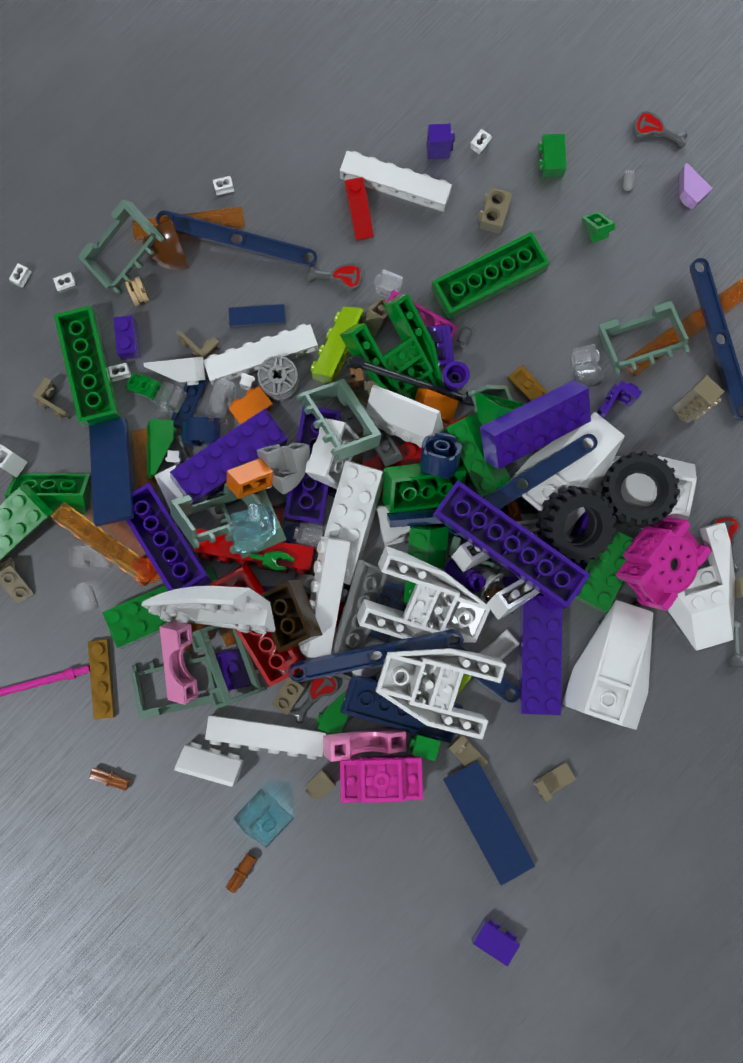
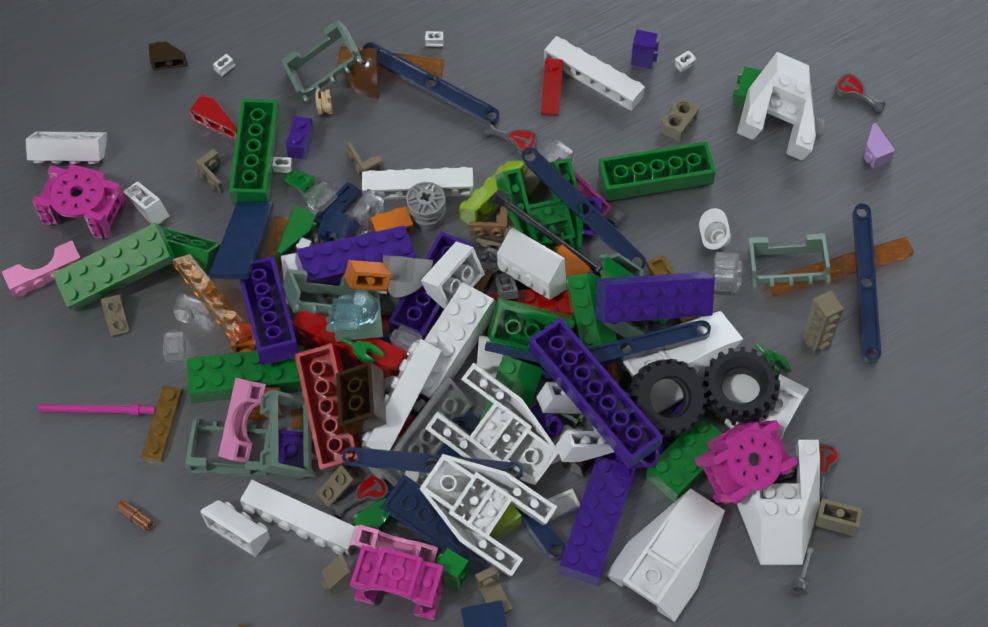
camera: 20 degrees right, 20 degrees down
(24, 335) = (210, 114): none -> red slope
(64, 279) = (261, 80): white piece -> none
(180, 370) = (344, 174): white slope -> none
(214, 606) = (293, 368): white wedge -> none
(247, 380) = (396, 200): white piece -> none
(257, 315) = (426, 151): dark blue tile -> none
(263, 818) = (269, 594): clear light blue slope -> none
(347, 397) = (471, 225): sand green hinge -> none
(424, 337) = (573, 199): none -> dark blue beam
(440, 455) = (553, 298): dark blue brick -> none
(458, 371) = (593, 243): dark purple plant -> none
(564, 324) = (715, 229): none -> white piece
(591, 155) = (786, 93): none -> white wedge
(598, 226) = (775, 158): green slope -> none
(624, 392) = (748, 300): dark purple bracket -> none
(651, 441) = (775, 357): none -> green hand

